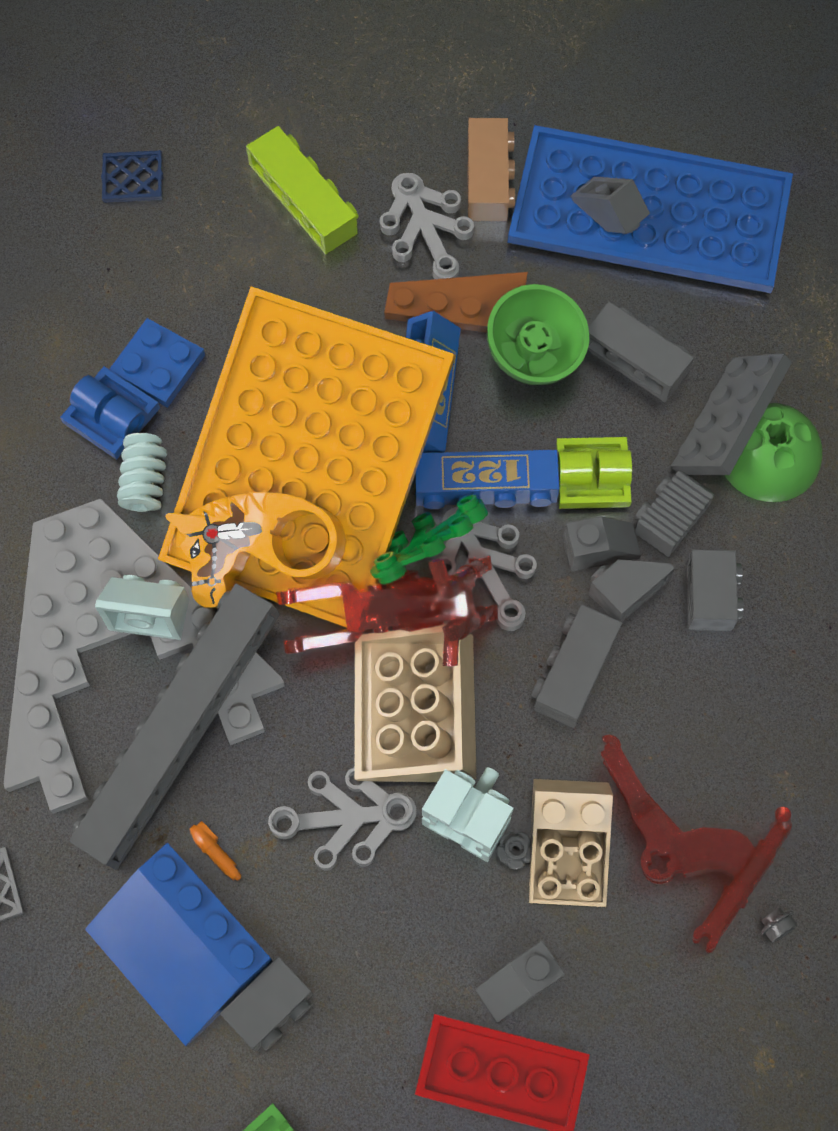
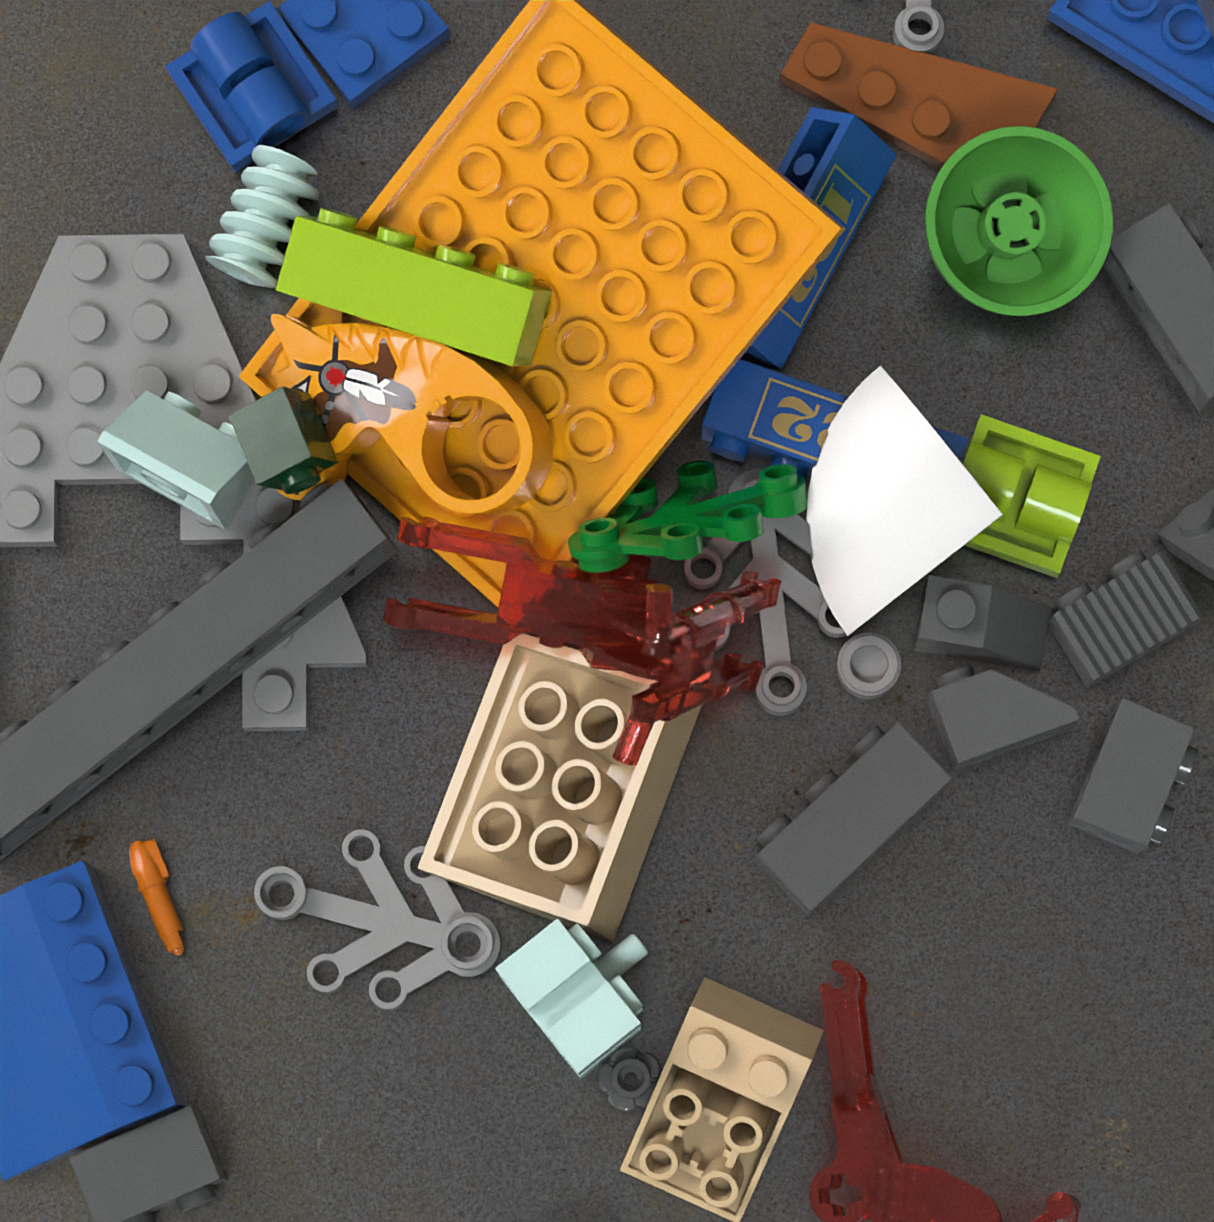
camera: 25 degrees right, 10 degrees up
(197, 574) = (284, 440): none -> brick
(237, 471) = (413, 288): none -> lime brick
(530, 494) = (886, 502): none -> white brick
(551, 586) = (868, 665): none -> light grey tile

